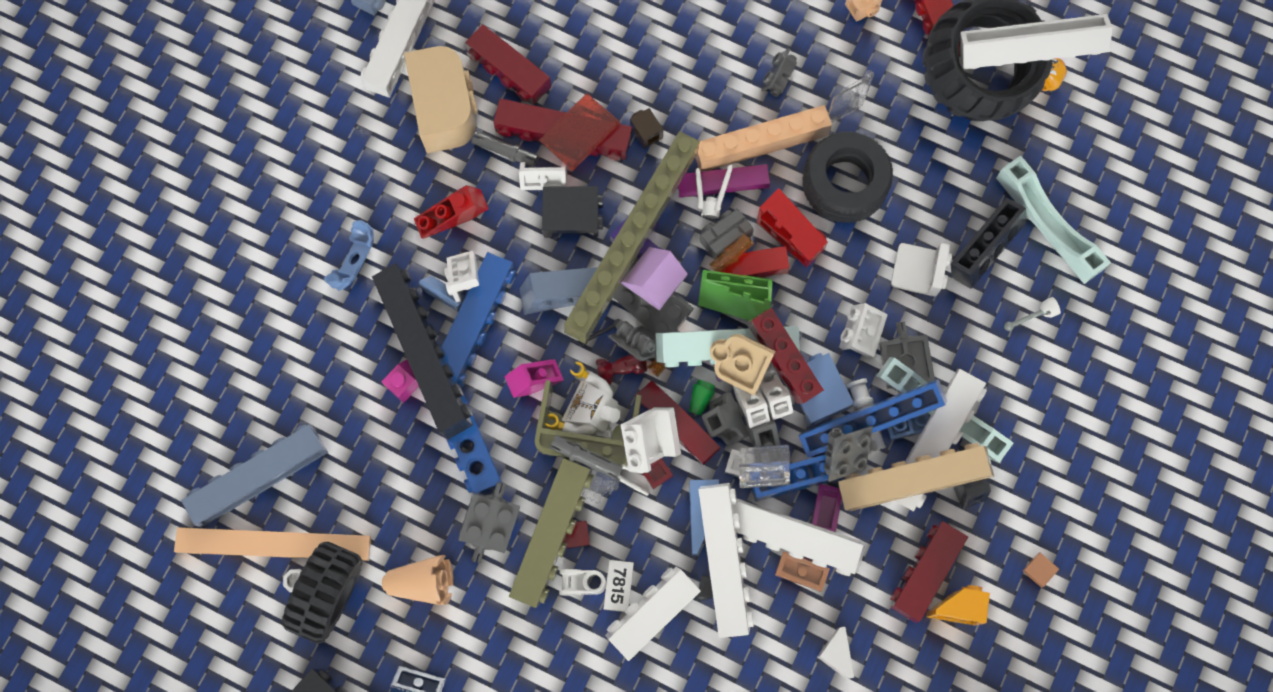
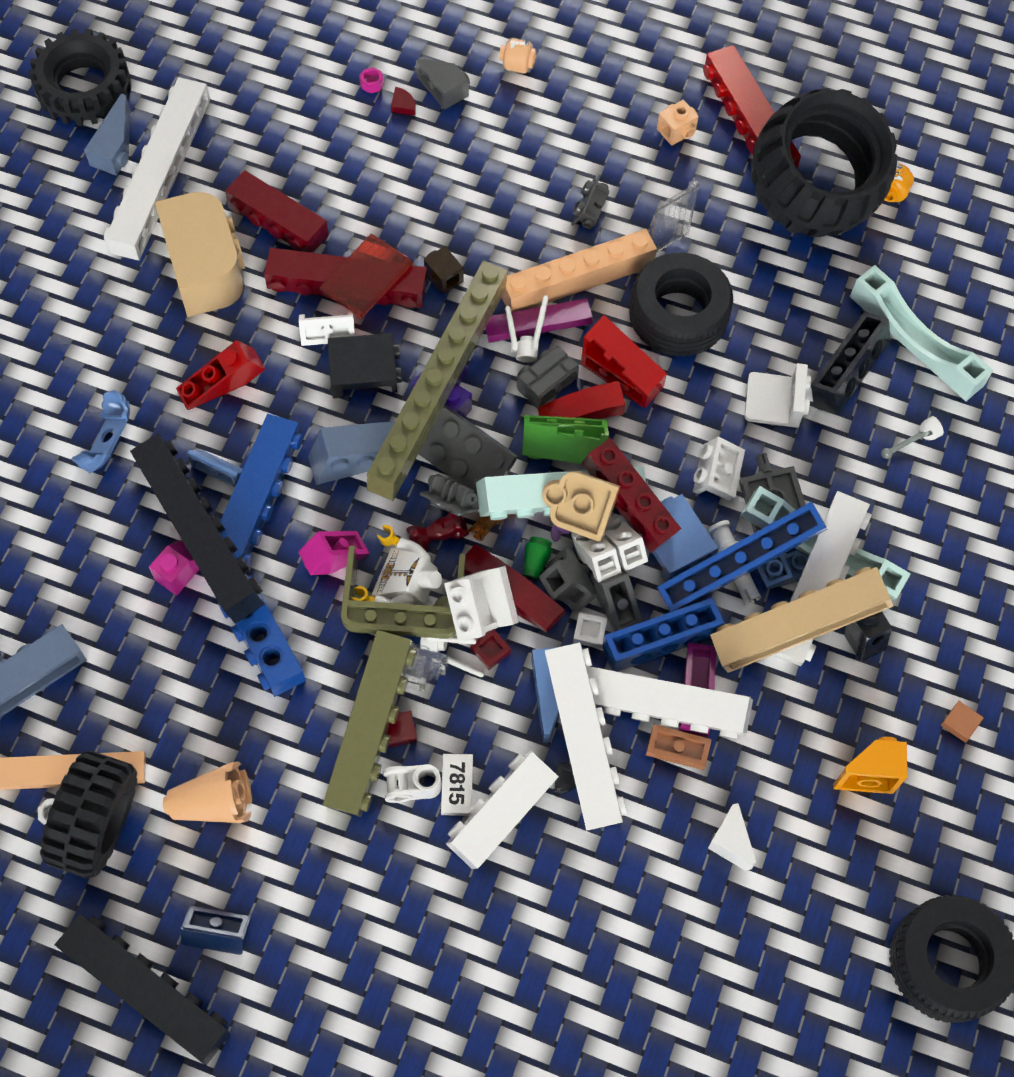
camera: 10 degrees left, 10 degrees down
(461, 274) = (237, 438): white bracket -> none
(489, 522) = (291, 721): dark grey plate -> none
(513, 152) = (290, 307): dark grey pin -> none
(586, 457) = (407, 627): dark grey pin -> none
(601, 332) = (390, 507): black hinge -> none
(655, 276) = (470, 421): lavender slope -> none
(731, 253) = (556, 394): clear orange pin -> none
(764, 466) = (621, 622): clear slope -> none
(847, 452) = (717, 596): dark grey hinge -> none
(928, 572) = (829, 733): dark red brick -> none
(1035, 41) = (875, 132): white brick -> none

